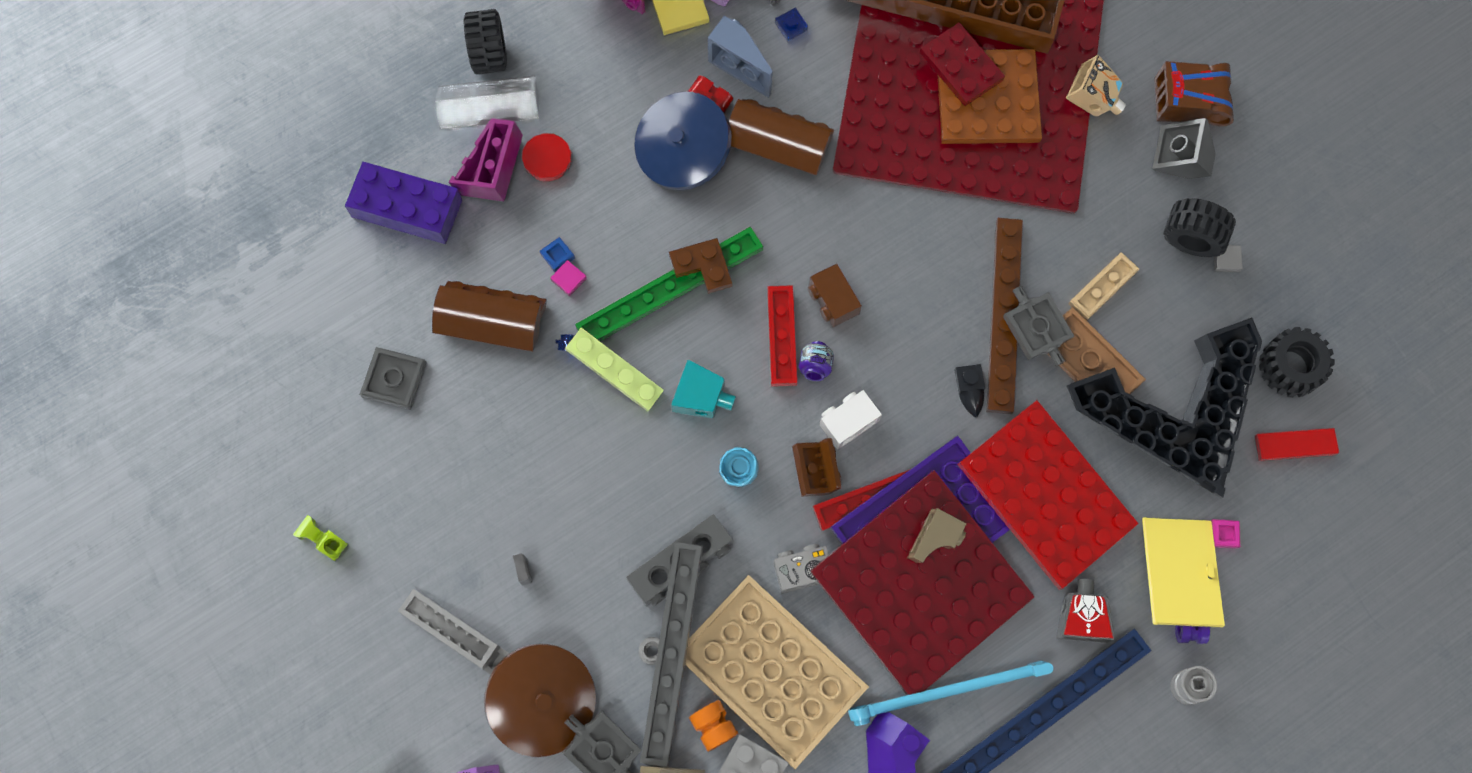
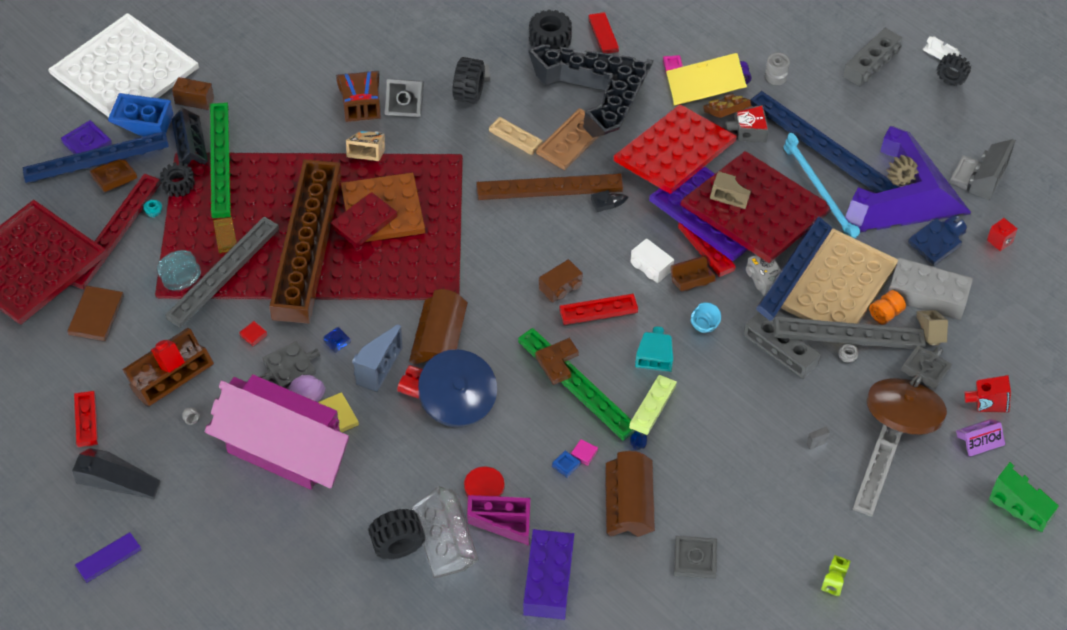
camera: 100 degrees left, 20 degrees down
(794, 604) = (794, 269): none -> dark blue plate
(816, 361) = (613, 285): head -> none
(1038, 326) = (559, 161): dark grey plate -> none
(1122, 588) = (727, 105): none -> reddish brown plate

